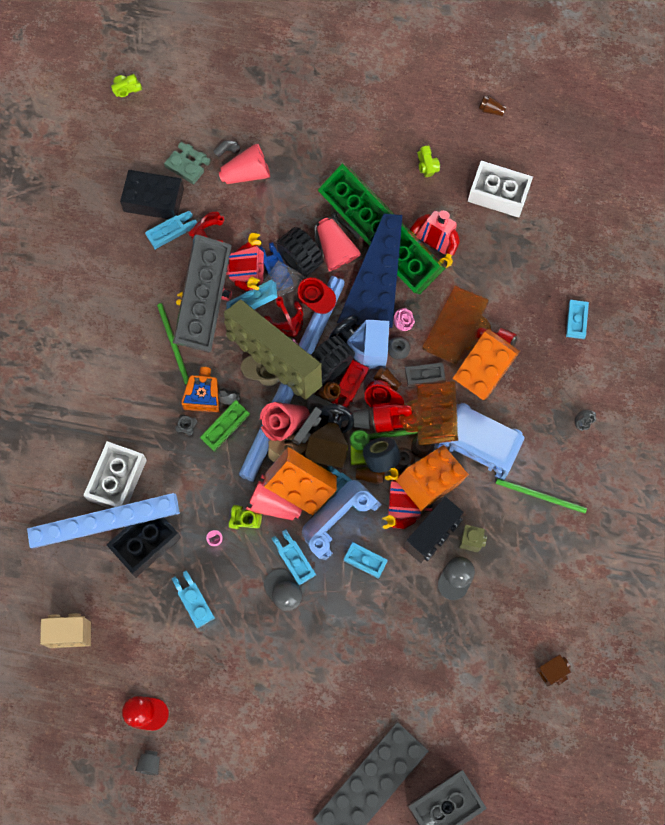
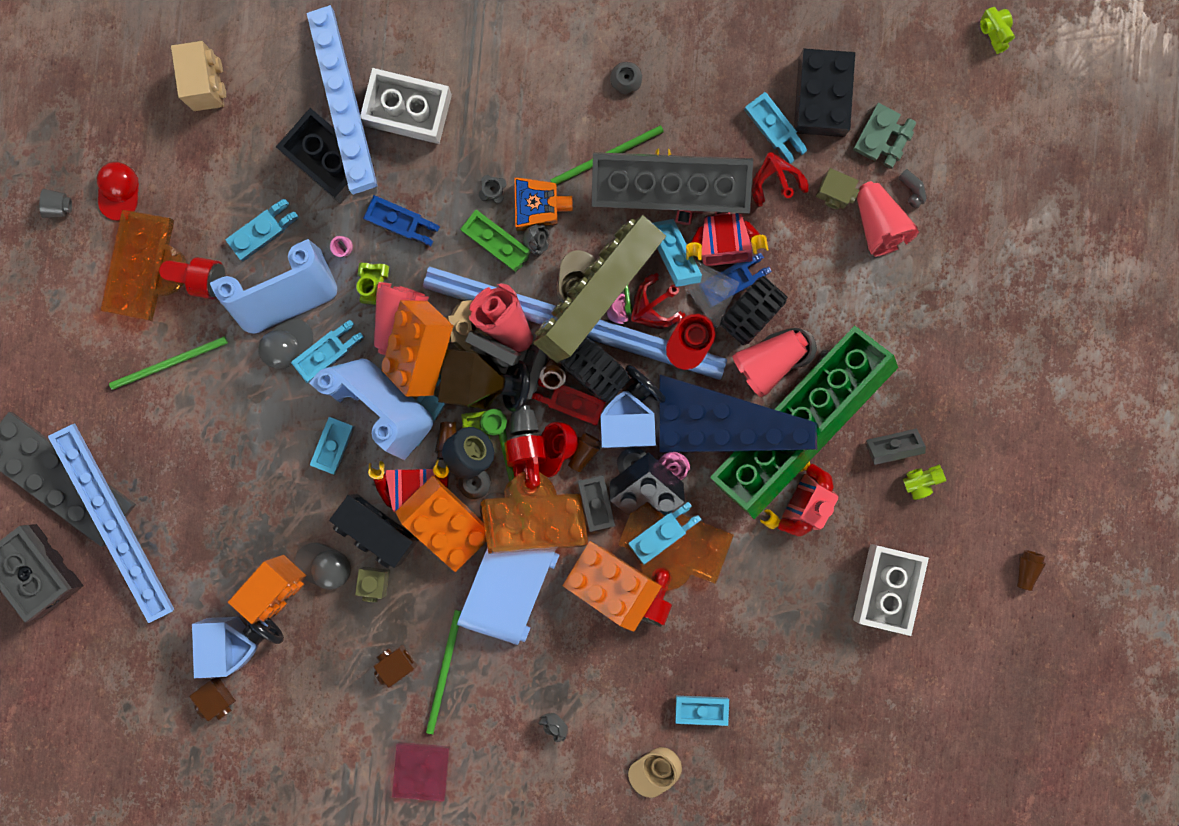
camera: 85 degrees right, 15 degrees up
(120, 329) = (624, 85): none -> dark grey plate
(200, 494) = (398, 220): none -> blue hinge
(210, 690) = (149, 268): none -> clear orange plate
(220, 194) = (837, 189): none -> olive brick
(255, 606) = (283, 296): none -> light blue windscreen
(287, 684) = (168, 363): none -> bright green axle
(402, 177) = (895, 446): none -> dark grey plate
(410, 736) = (111, 522): none -> light blue plate
(414, 336) = (647, 482): none -> black brick
(451, 329) = (661, 535): none -> medium azure hinge
(473, 610) = (267, 589): none -> orange brick
(514, 651) = (227, 644): none -> light blue piece
(535, 529) = (393, 666): none -> reddish brown brick
(614, 519) = (421, 771): none -> clear pink plate
(620, 354) = (655, 772): none -> tan cap

